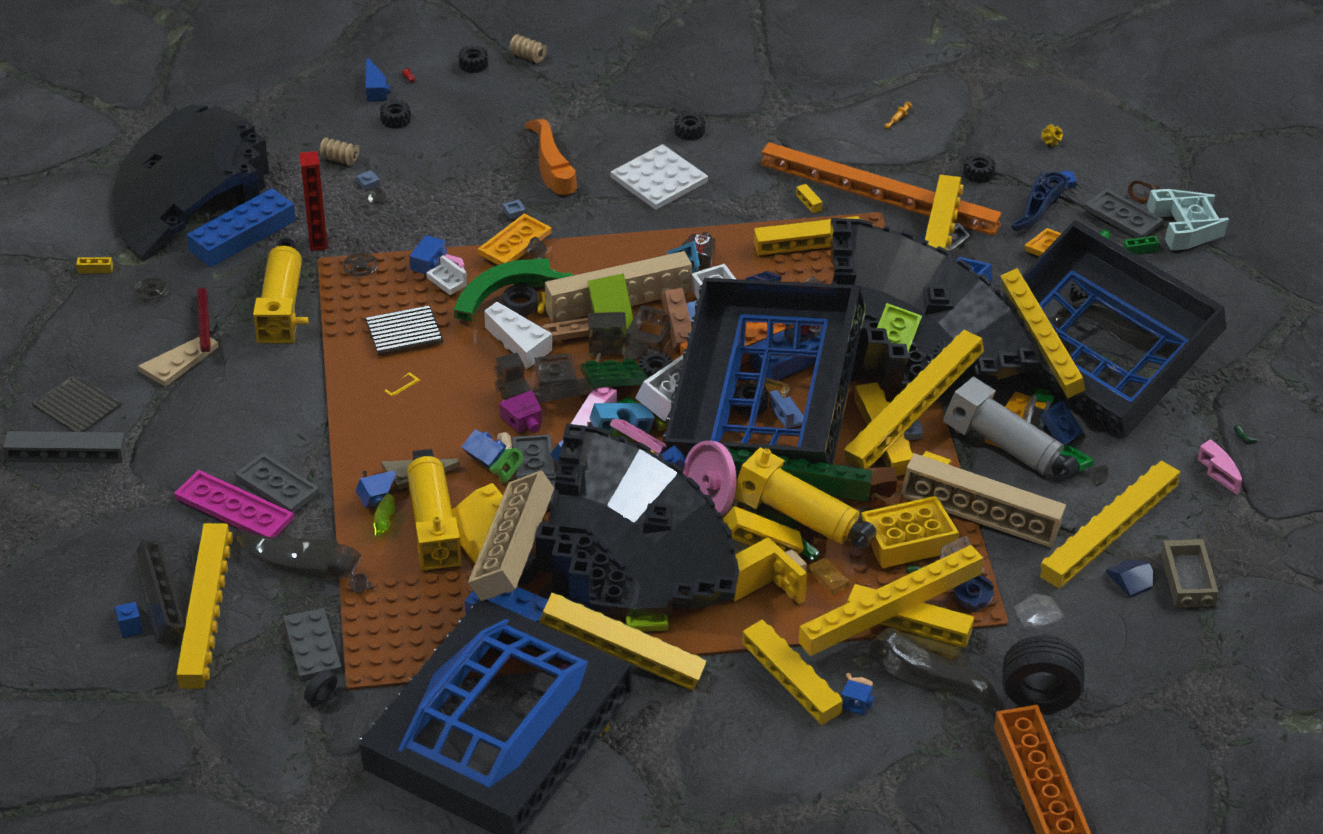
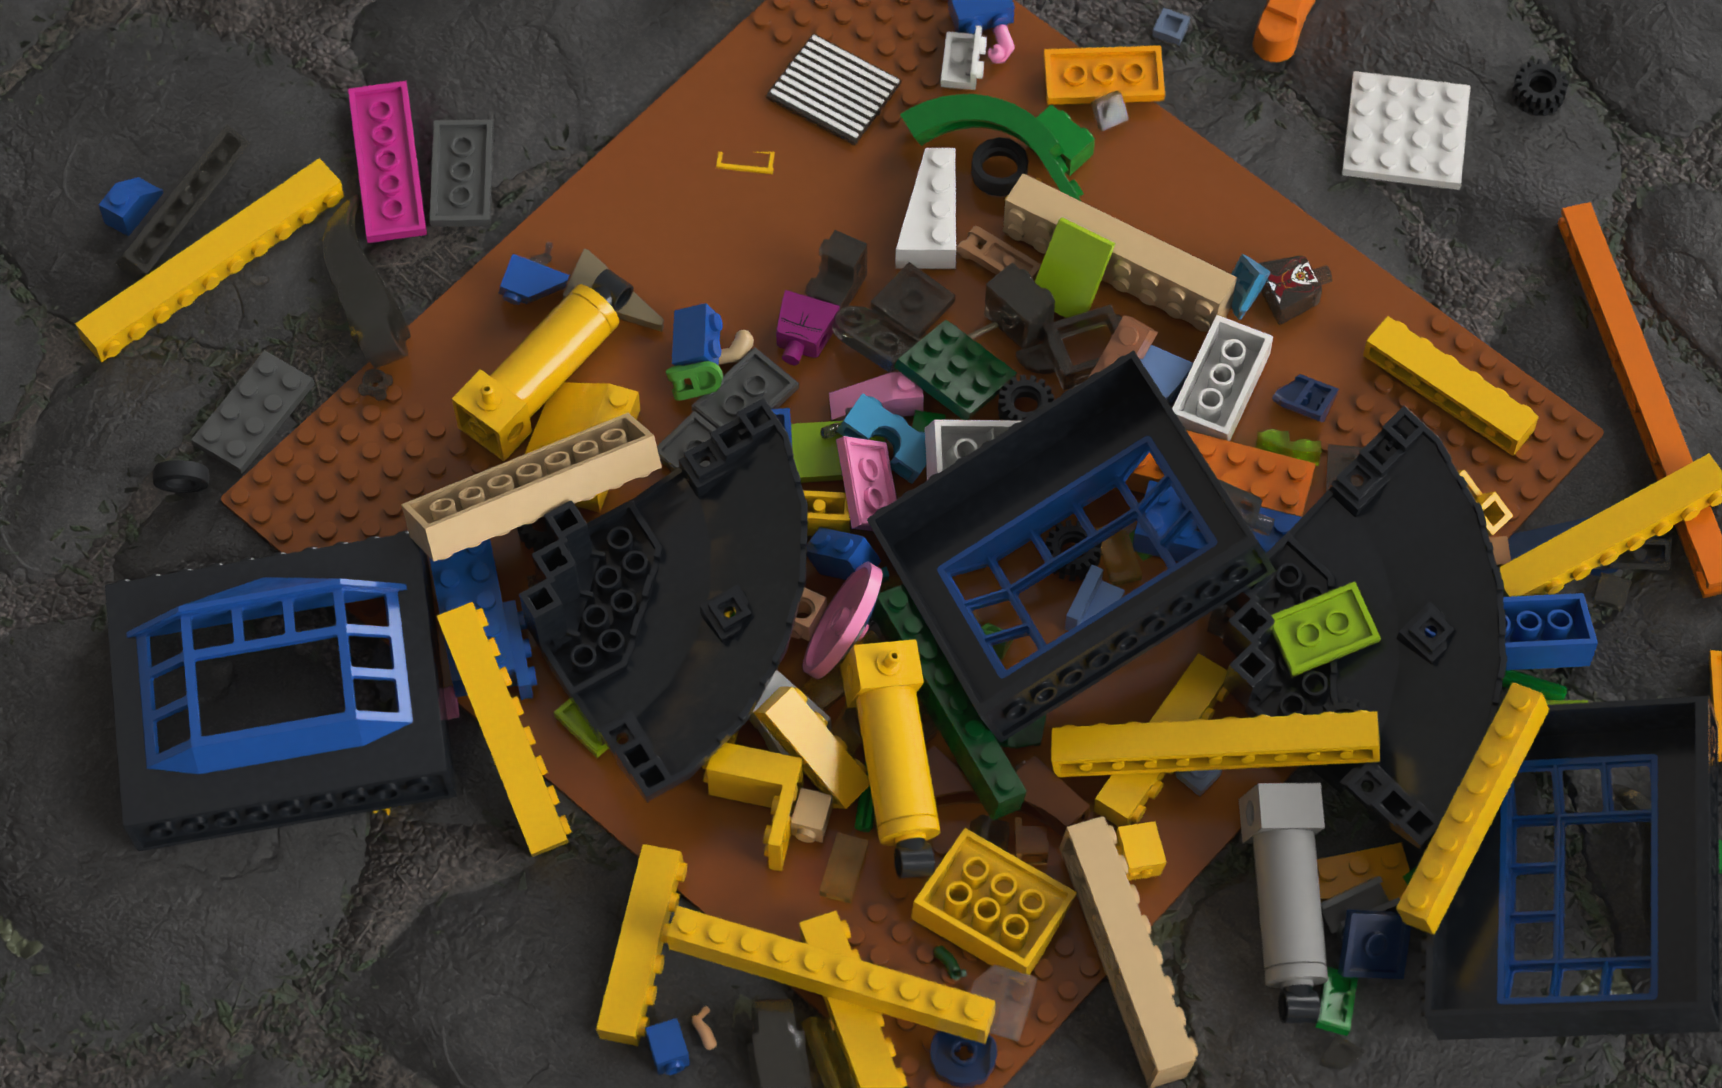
camera: 50 degrees right, 20 degrees up
(384, 510) = (486, 325): clear neon green slope -> none
(809, 198) = (1541, 329): yellow piece -> none

